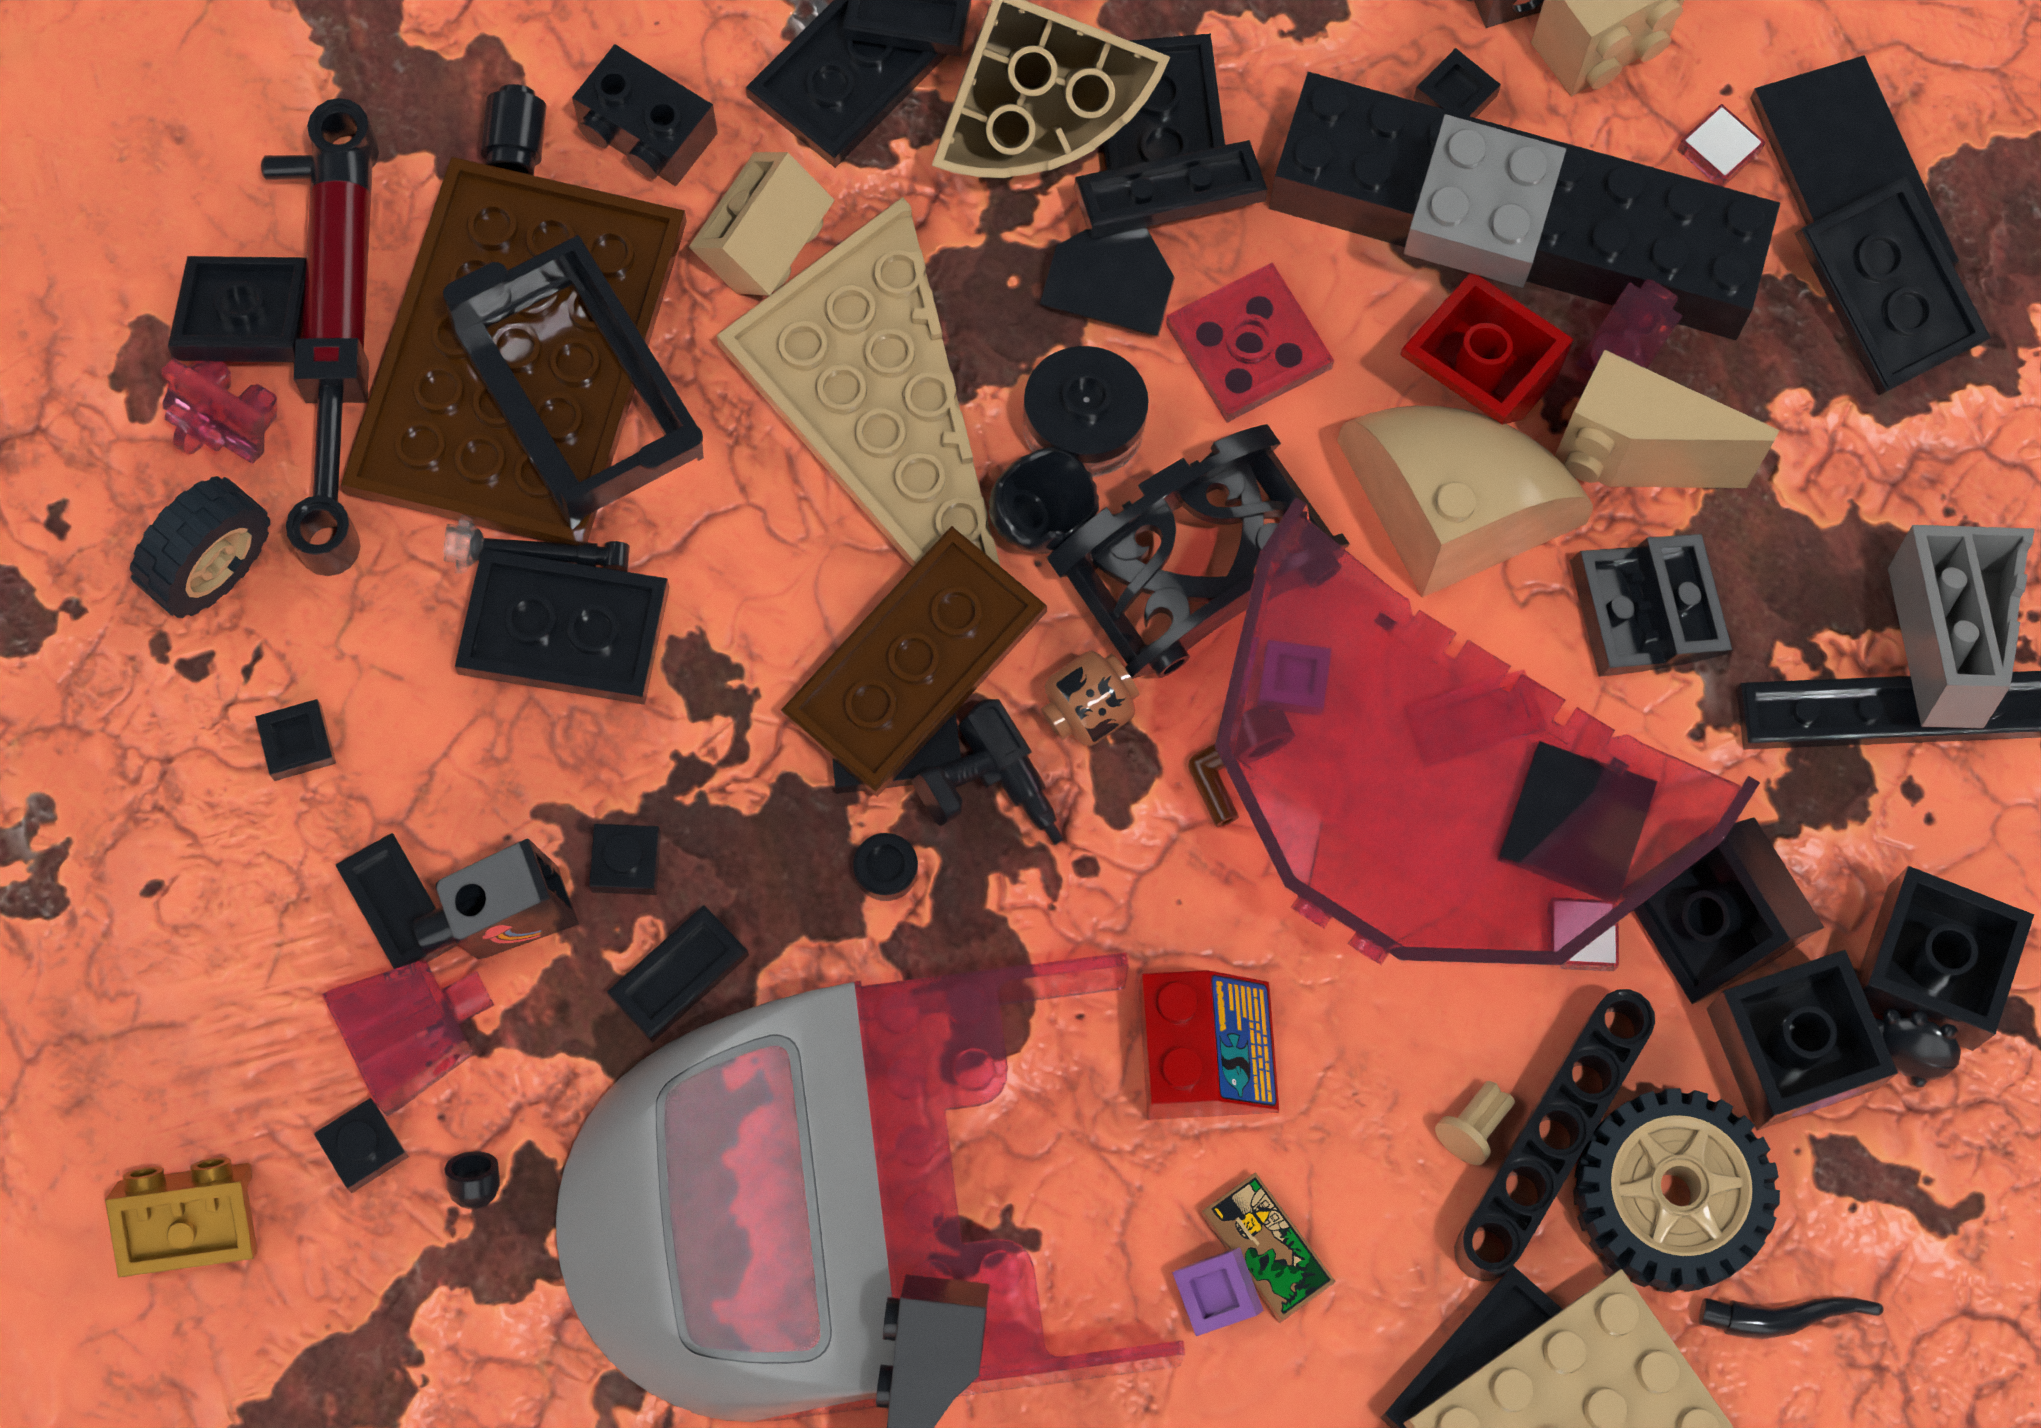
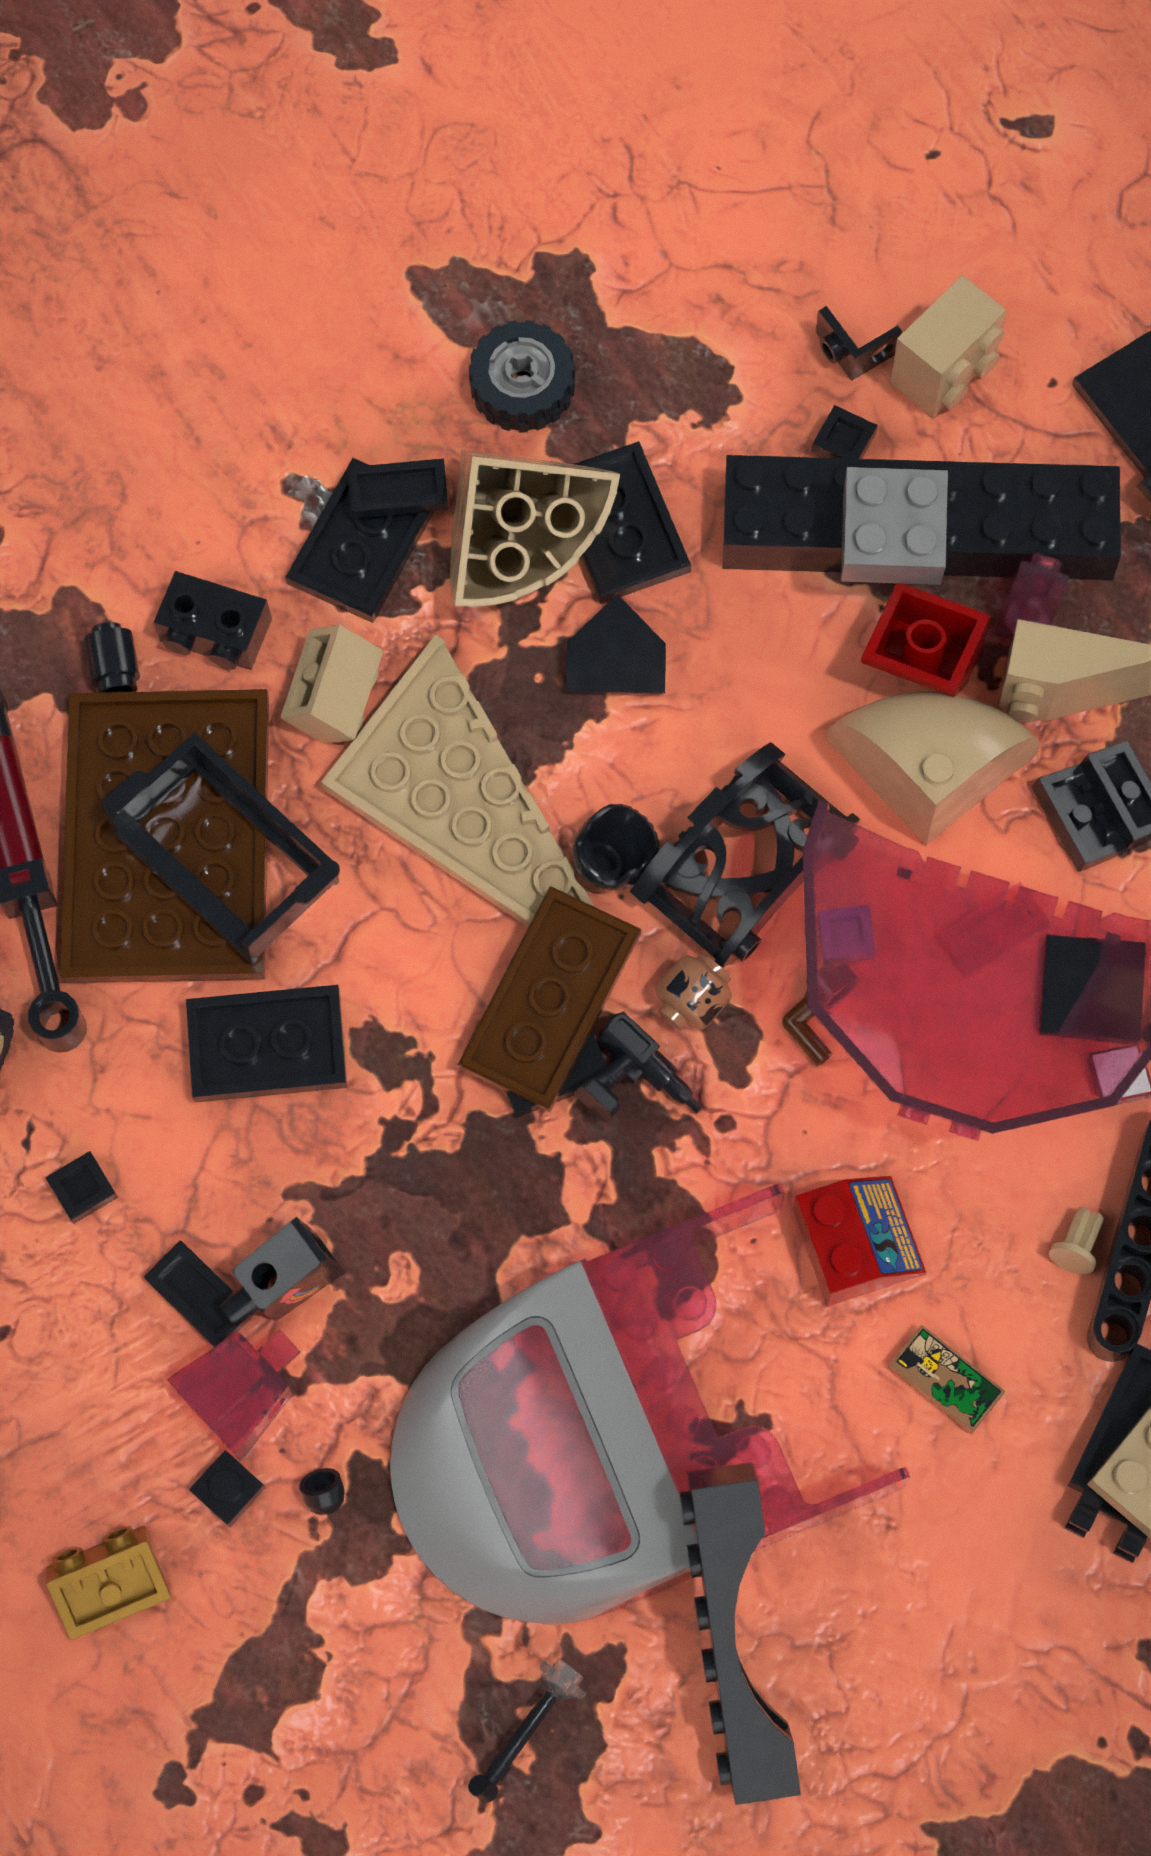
camera: 10 degrees left, 0 degrees up
(465, 542) = (172, 997): black piece -> none
(625, 859) = (367, 1212): black plate -> none
(678, 973) = (434, 1290): black tile -> none
(885, 866) = (571, 1165): black tile -> none
(1088, 406) = (626, 764): black piece -> none
(1170, 189) = (643, 574): black tile -> none
(1217, 1291) = (918, 1423): medium lavender plate -> none
(1249, 342) = (737, 679): clear pink tile -> none
(1721, 146) = (1060, 429): white tile -> none

